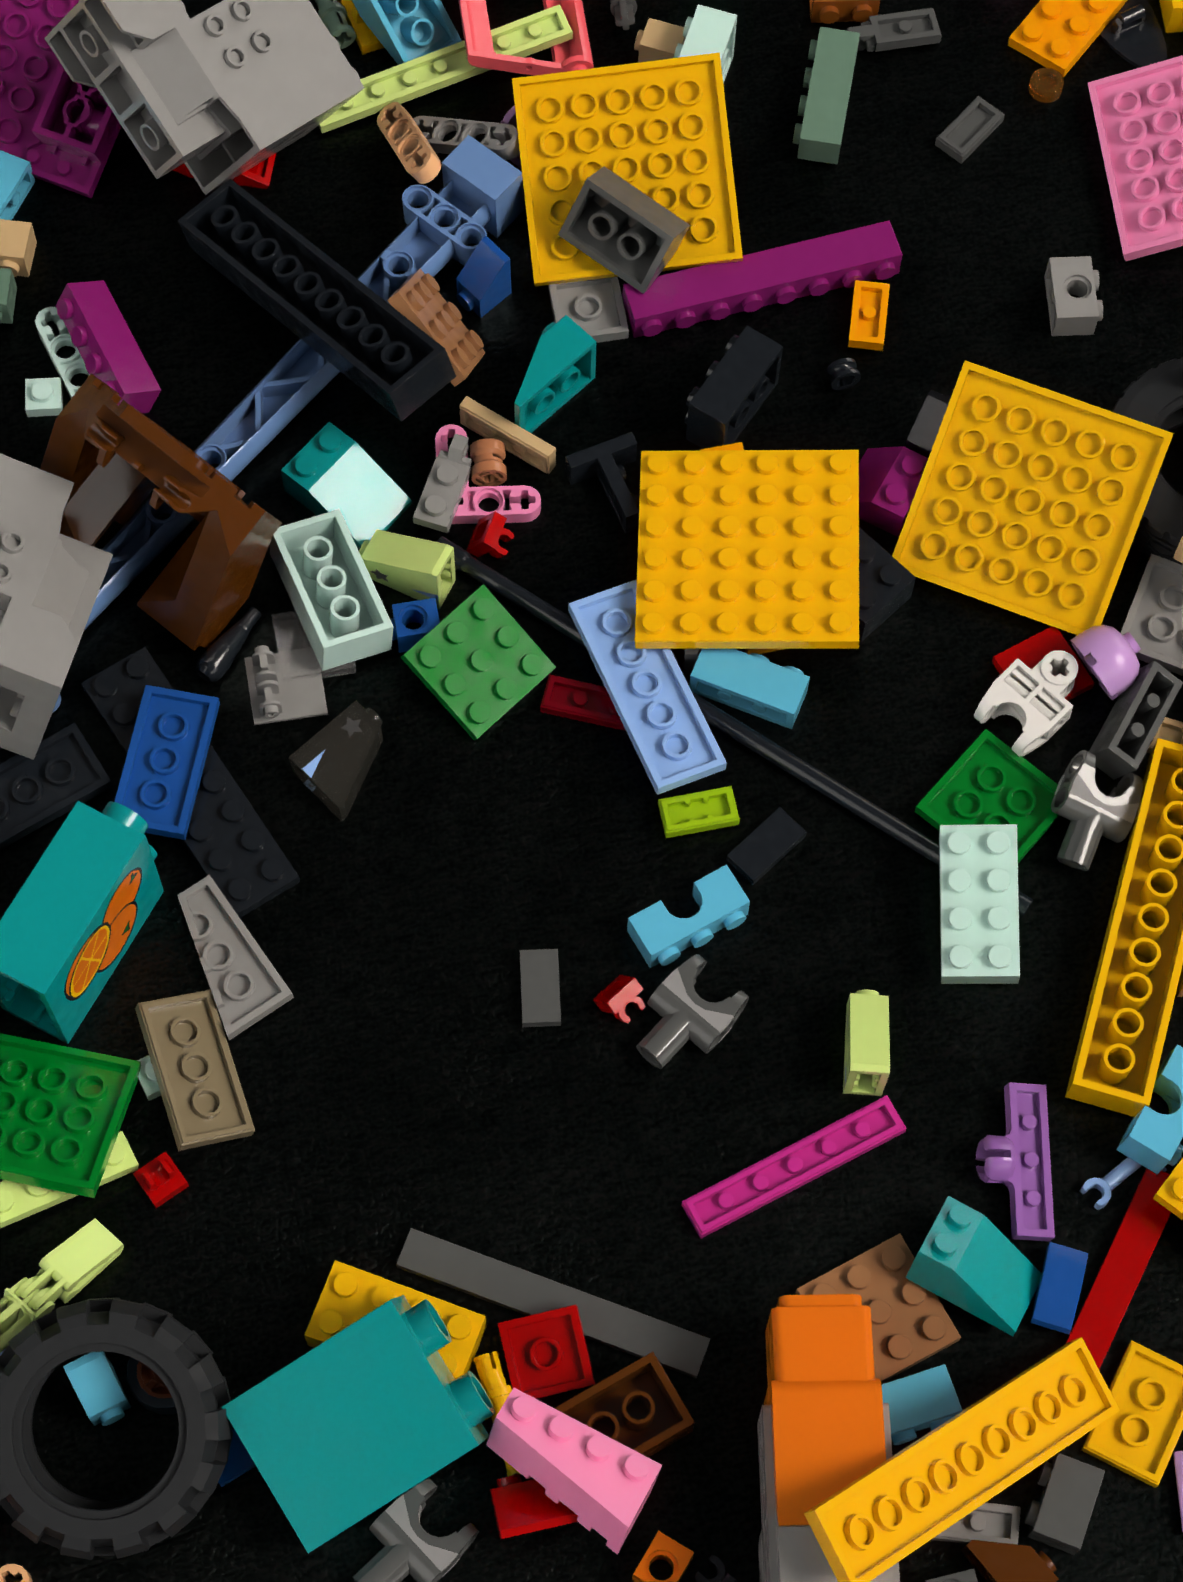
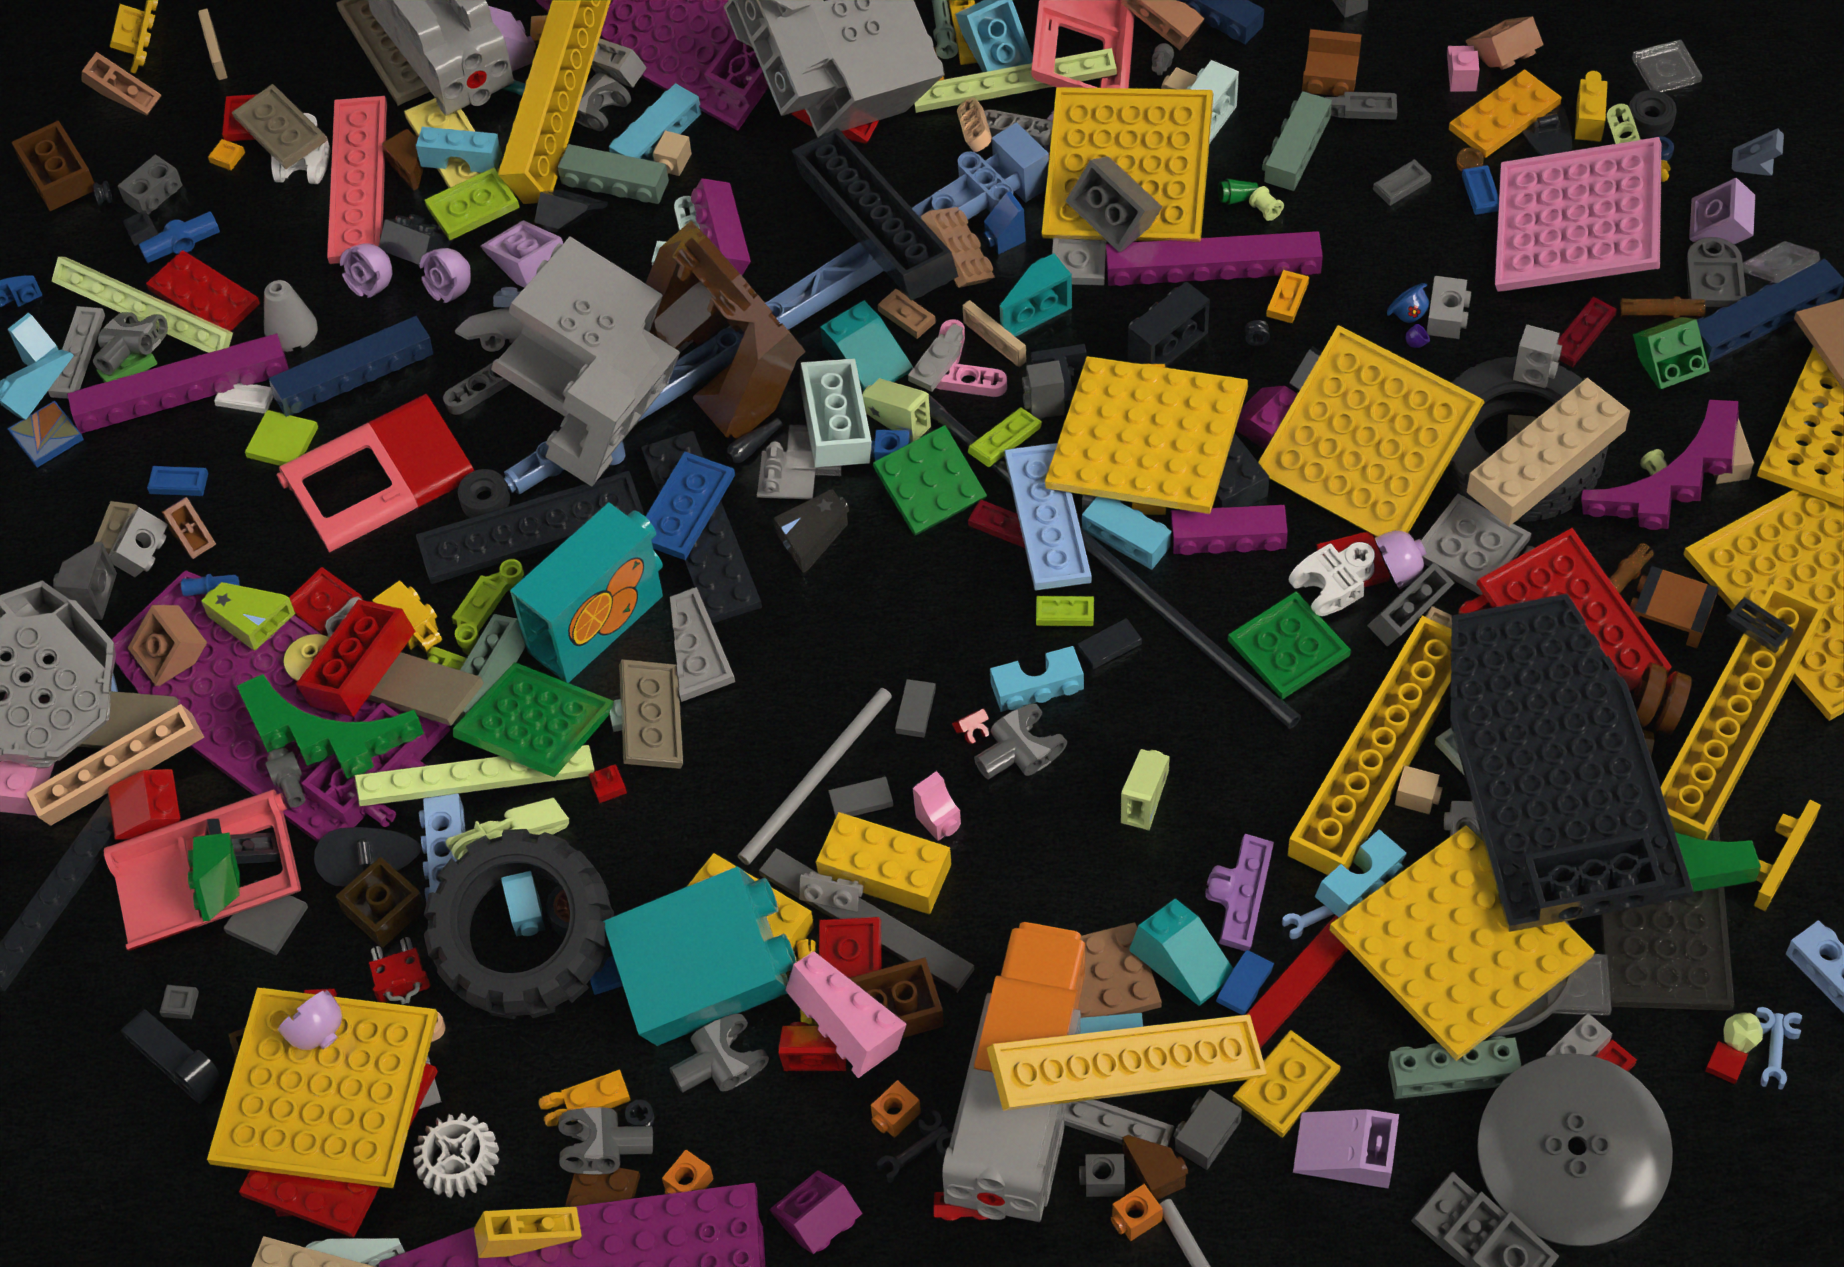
camera: 20 degrees right, 10 degrees down
(381, 427) = (906, 313): none -> medium nougat plate
(433, 1113) = (814, 776): none -> light grey piece
(482, 1277) = (824, 891): none -> light grey hinge
(487, 534) = (961, 398): red tile -> none
(488, 462) = (975, 349): nougat wheel -> none
(502, 1131) = (861, 797): none -> dark grey tile
(558, 1220) = (885, 862): none -> yellow brick
(559, 581) = (1004, 436): none -> lime tile
(597, 507) = (1044, 390): none -> dark grey brick
(609, 1130) = (935, 807): none -> bright pink arch
(766, 178) = (1235, 191): none -> green cone
(793, 1166) = (1069, 863): dark pink tile -> none
(808, 189) = (1266, 203): none -> yellowish green bush
(882, 658) = (1229, 530): none -> magenta brick
(979, 904) = (1254, 706): light aqua brick -> none
(1025, 299) = (1410, 304): none -> blue hat
(1044, 343) = (1417, 336): none -> dark purple hinge
(1070, 123) = (1481, 189): none -> blue tile
(1091, 811) = (1359, 661): dark grey connector -> none

